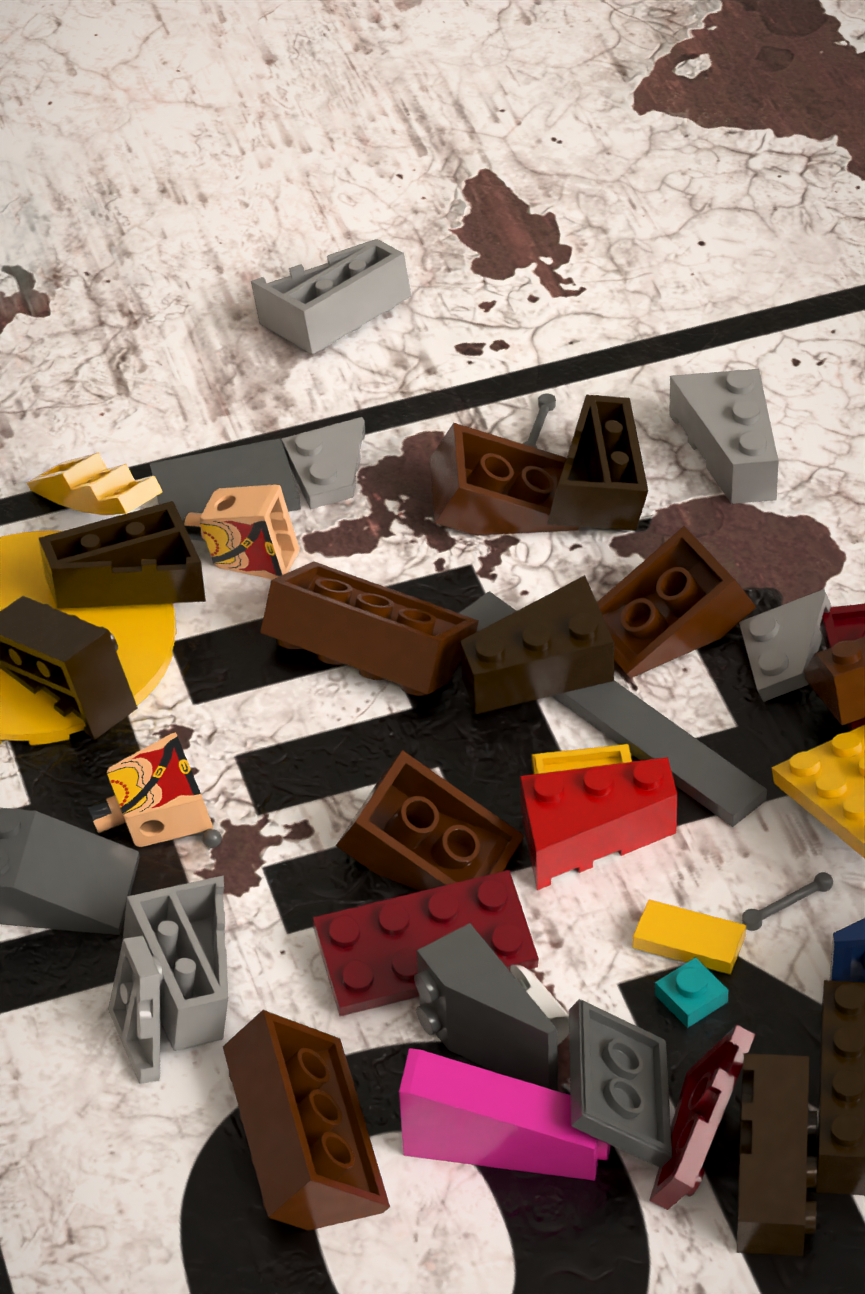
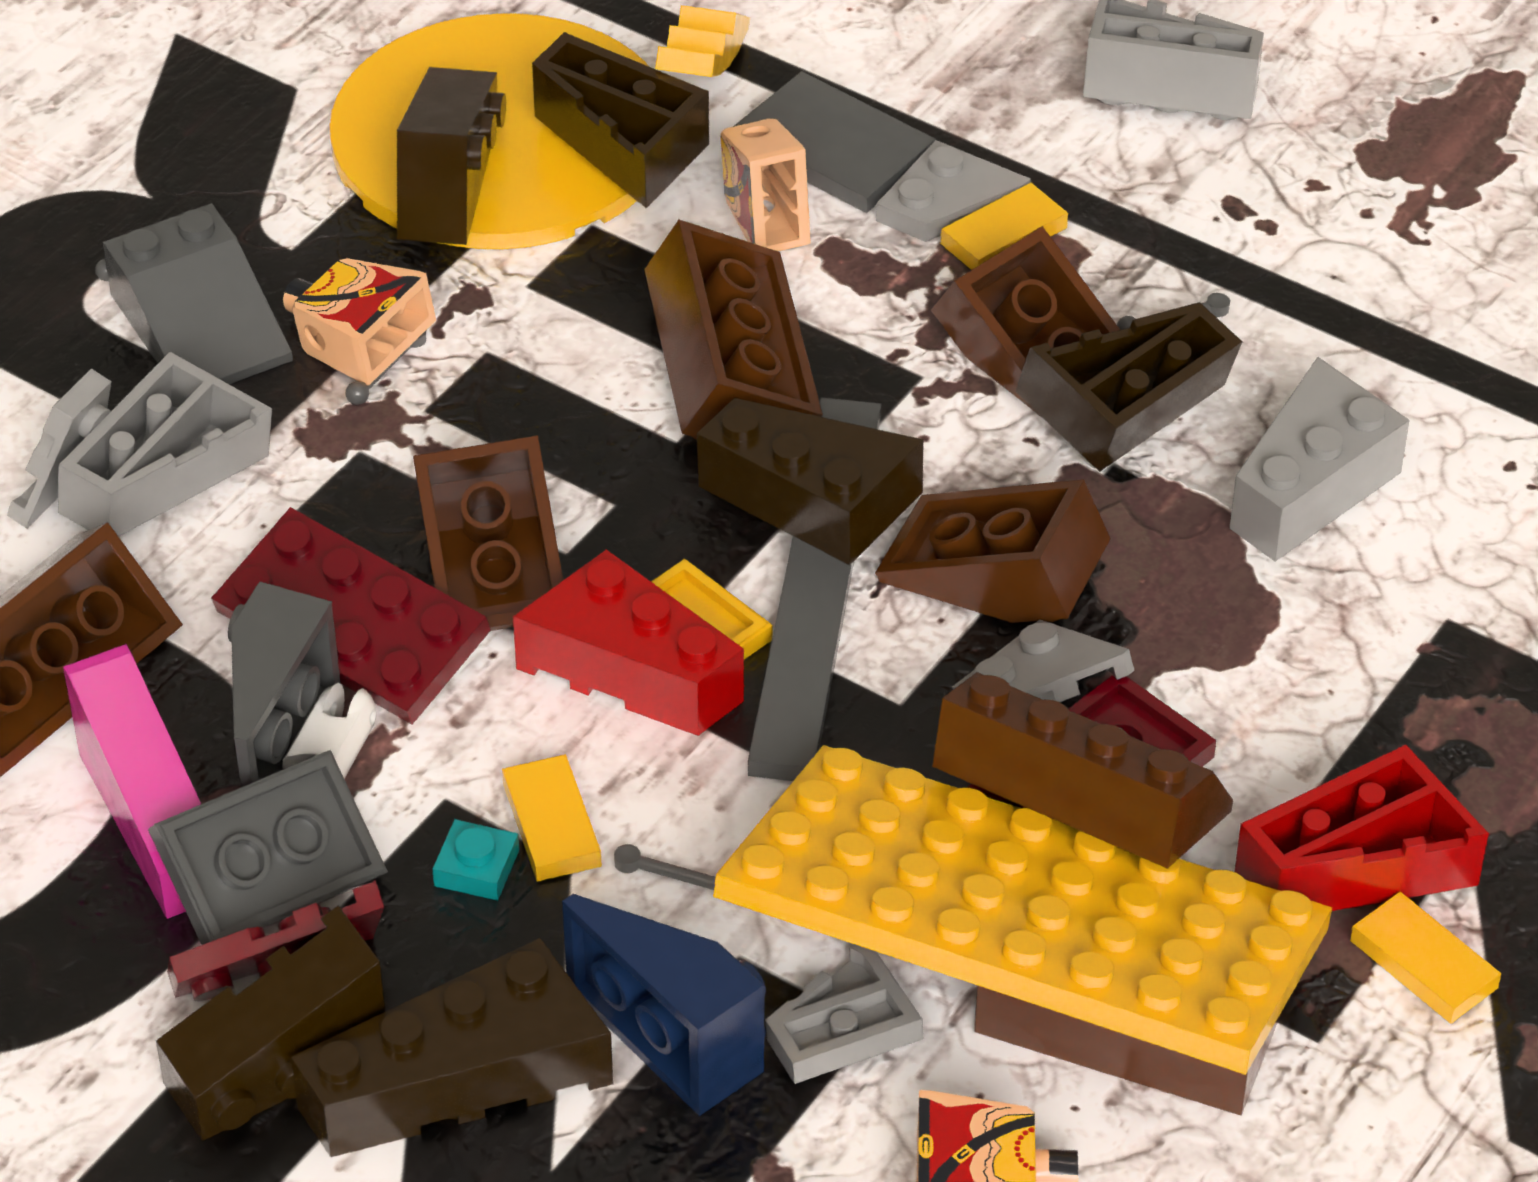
camera: 50 degrees right, 0 degrees up
(387, 454) = (1002, 224): none -> yellow tile

